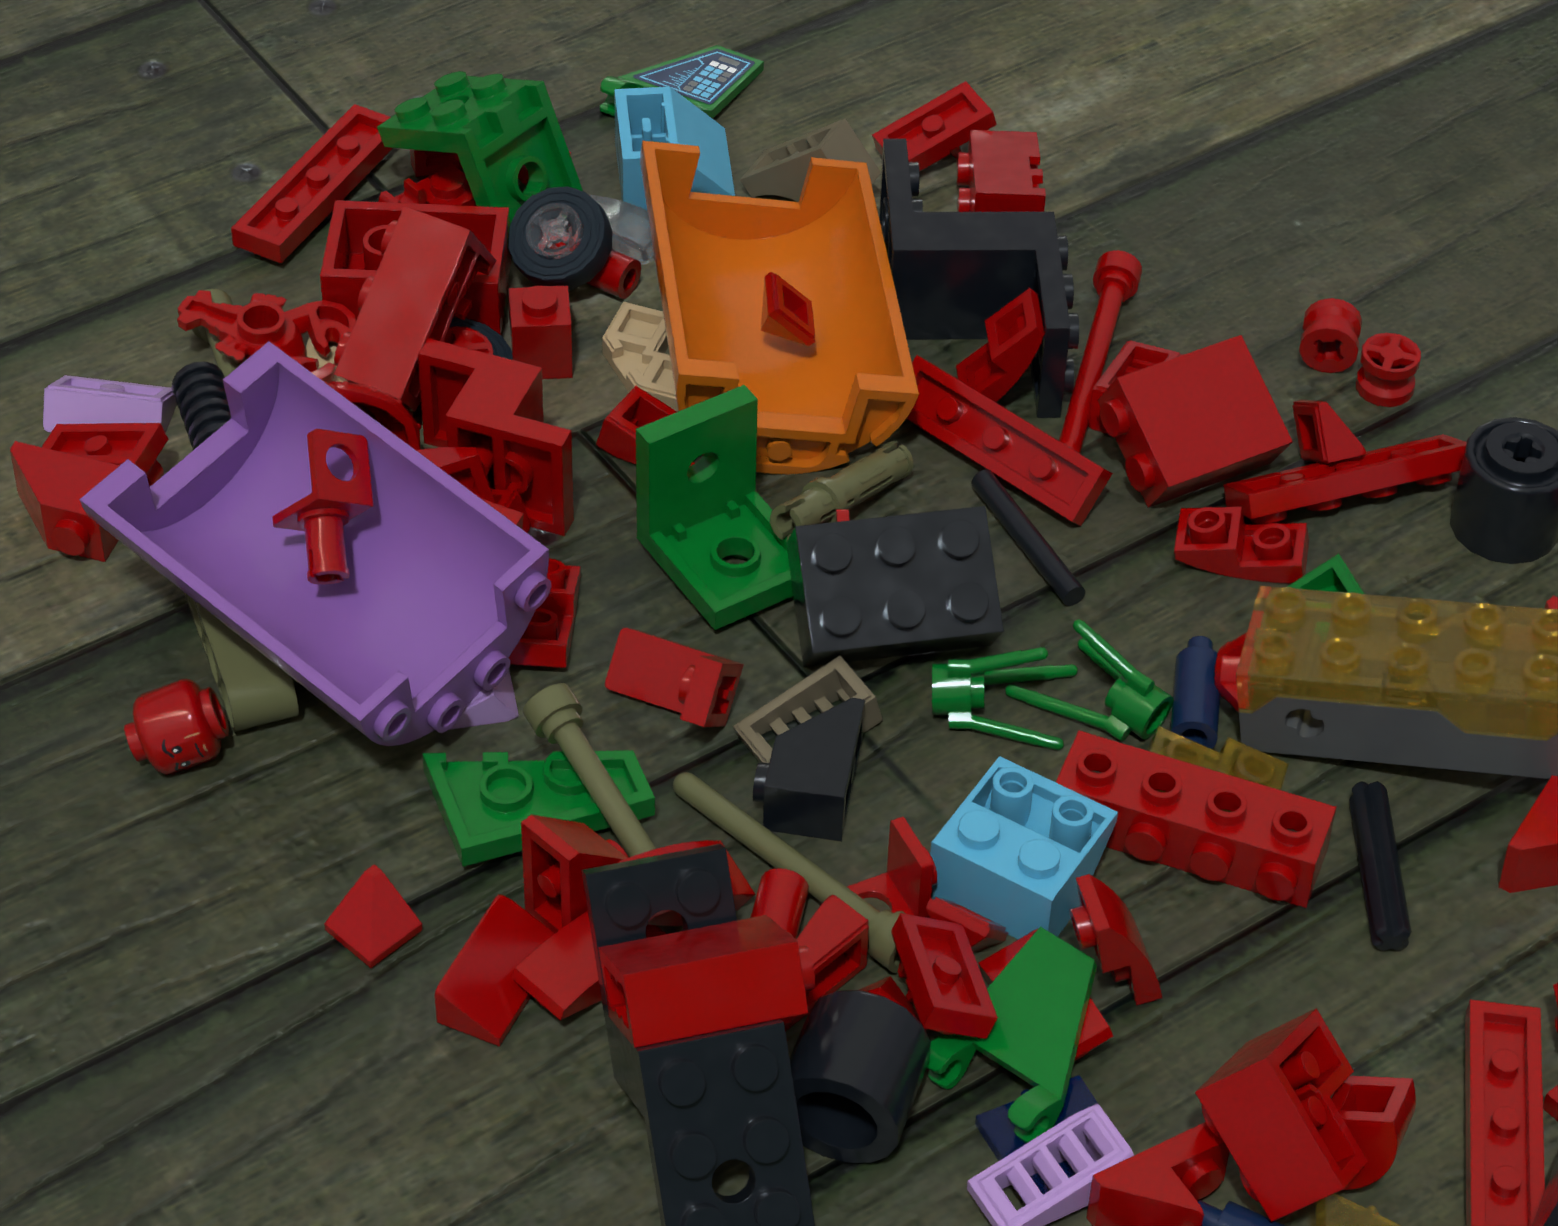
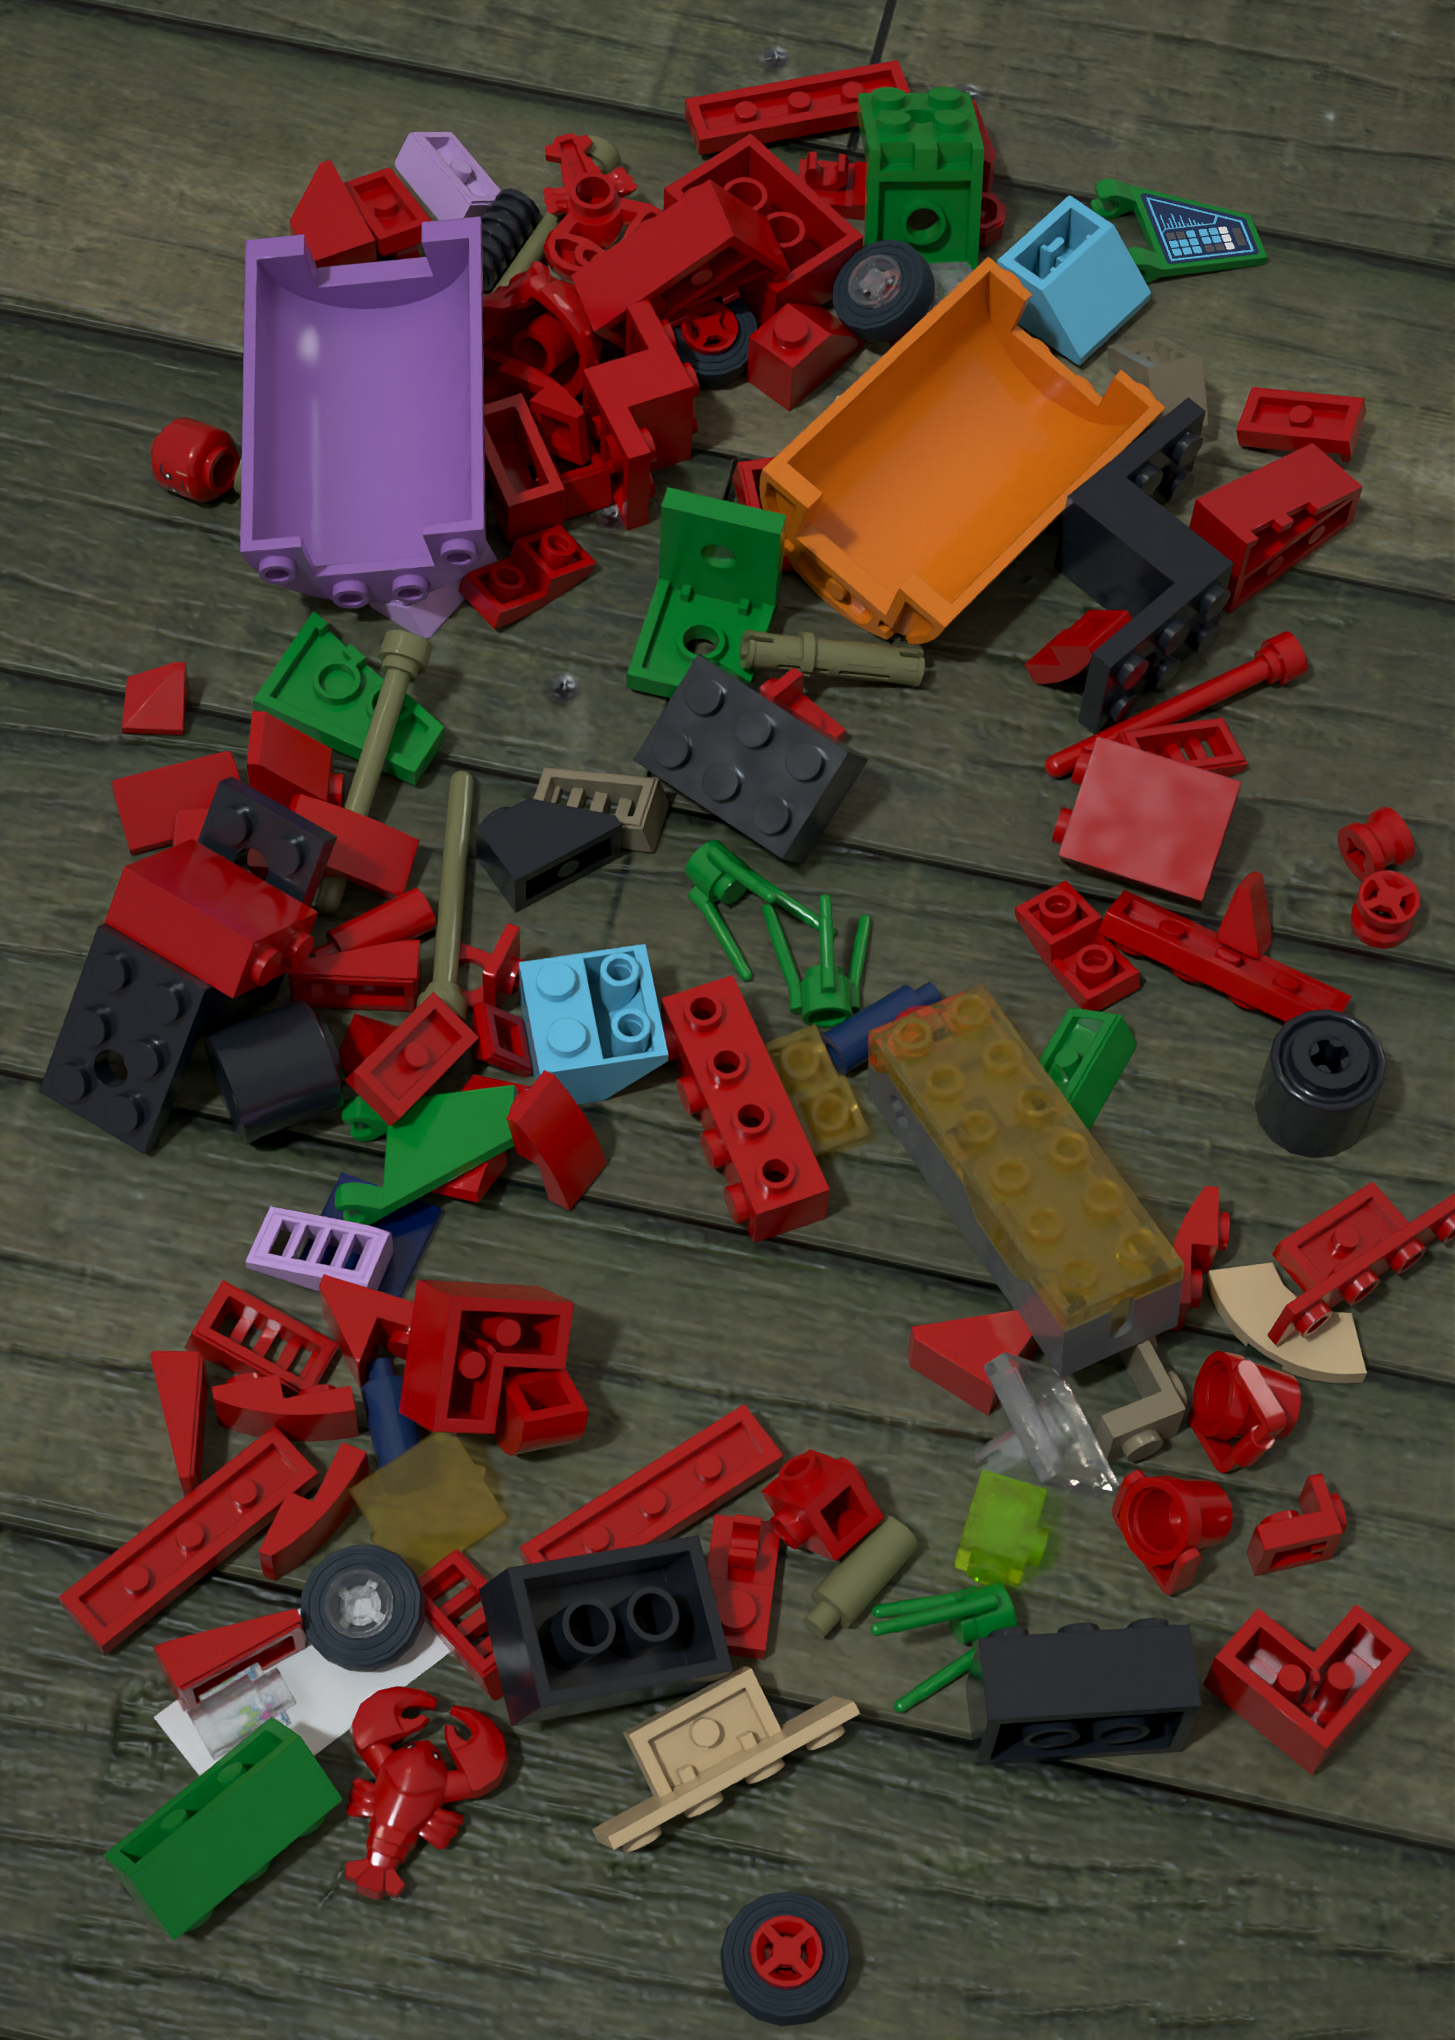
camera: 45 degrees right, 15 degrees up
(329, 505) = (404, 377): red bracket -> none
(674, 677) = (547, 708): red bracket -> none
(786, 311) = (964, 482): red slope -> none
(1006, 443) = (1003, 714): red plate -> none
(1028, 538) = (933, 807): black bar -> none
(1380, 866) = (834, 1261): black axle -> none

